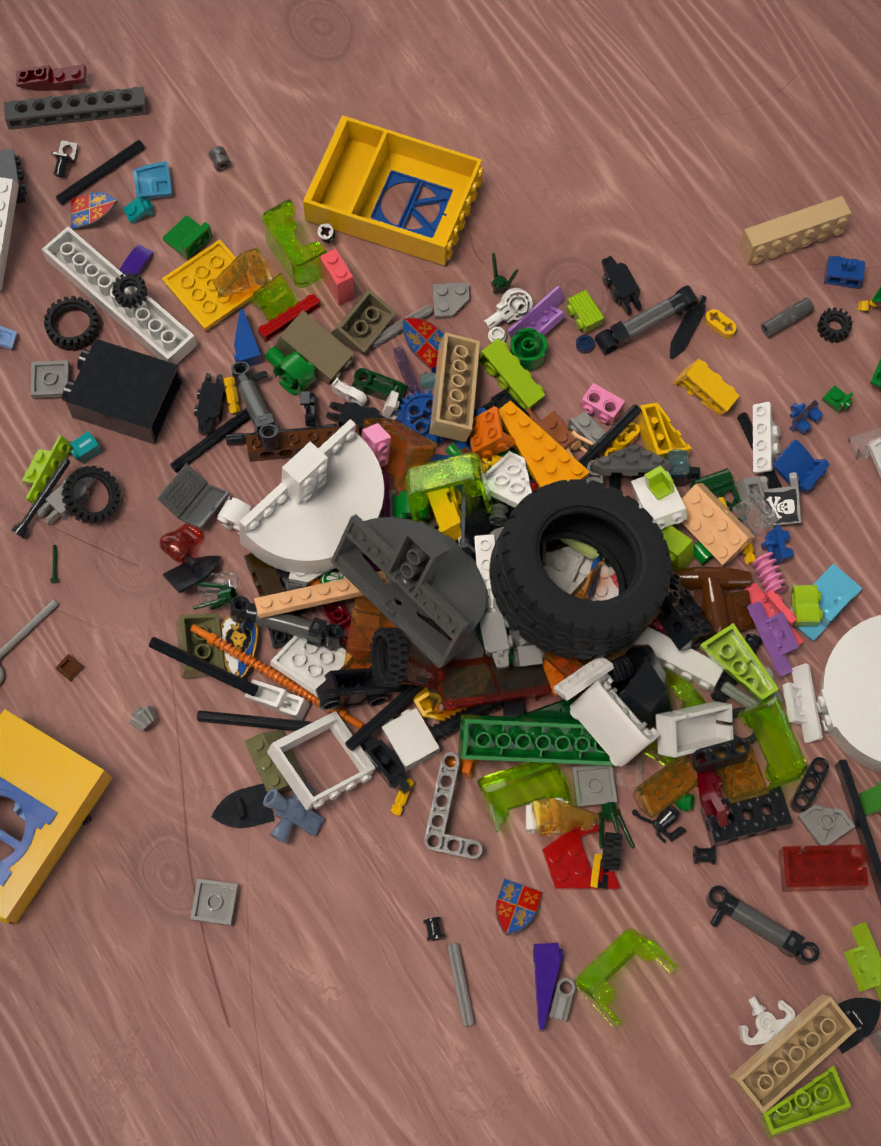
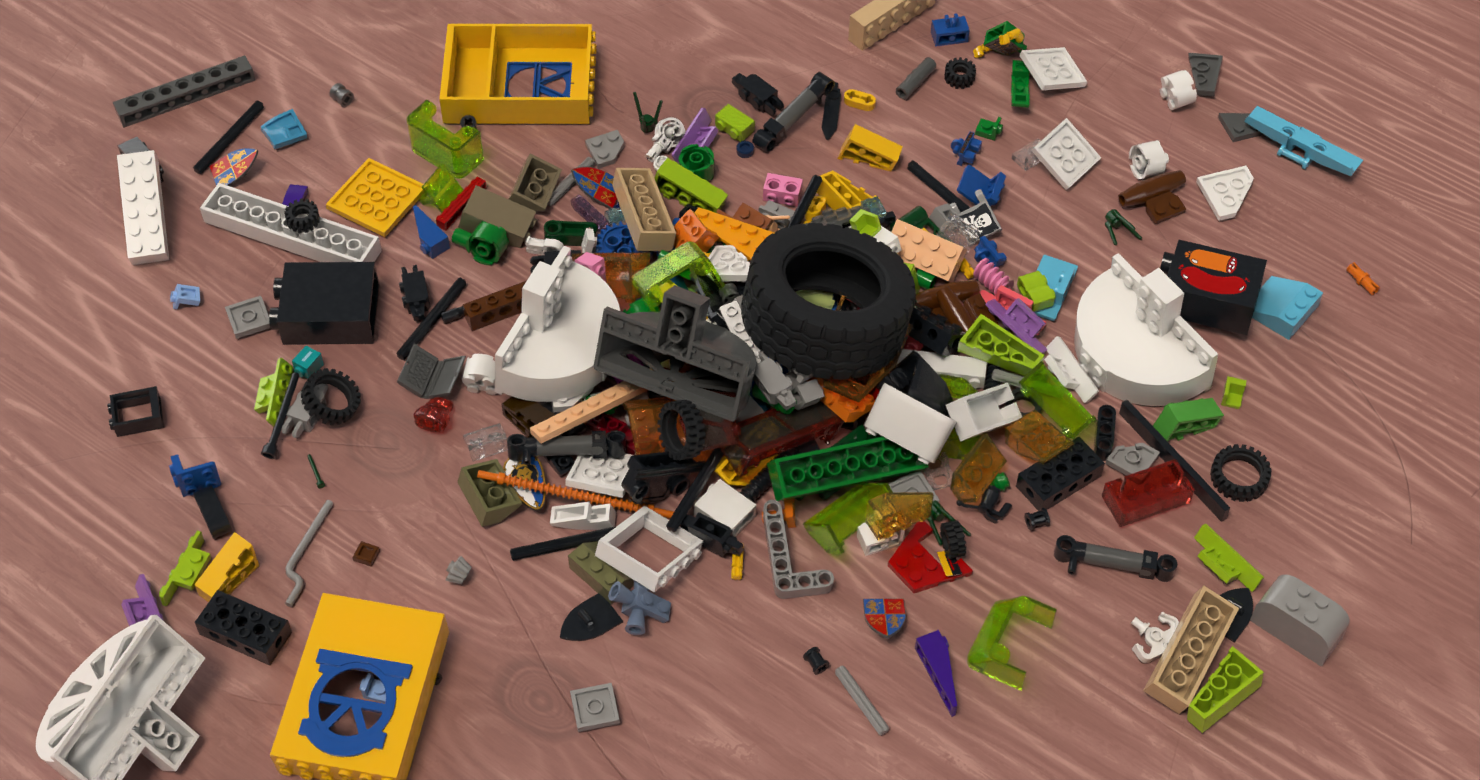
camera: 20 degrees left, 15 degrees down
(49, 79) = (149, 75): dark red slope -> none
(63, 159) = (189, 133): black bracket -> none
(67, 305) = (249, 249): black tyre -> none
(138, 208) = (278, 156): teal bracket -> none
(188, 236) = (337, 165): green bracket -> none
(191, 572) = (455, 435): black shield -> none
(203, 666) = (502, 503): black axle -> none
(224, 596) = (498, 441): dark green plant -> none
(231, 395) = (433, 278): yellow axle -> none
(244, 272) = (406, 172): clear yellow slope -> none
(263, 421) = (477, 286): black piece -> none
(308, 400) = (511, 266): black piece -> none
(337, 277) = (495, 154): coral brick -> none
(561, 1001) = (962, 679): light grey piece -> none
(583, 678) = (868, 391): white plate -> none
(710, 795) = (1021, 460): dark red slope -> none
(727, 748) = (1017, 424): black beam -> none
(765, 438) = (939, 173): white bracket -> none

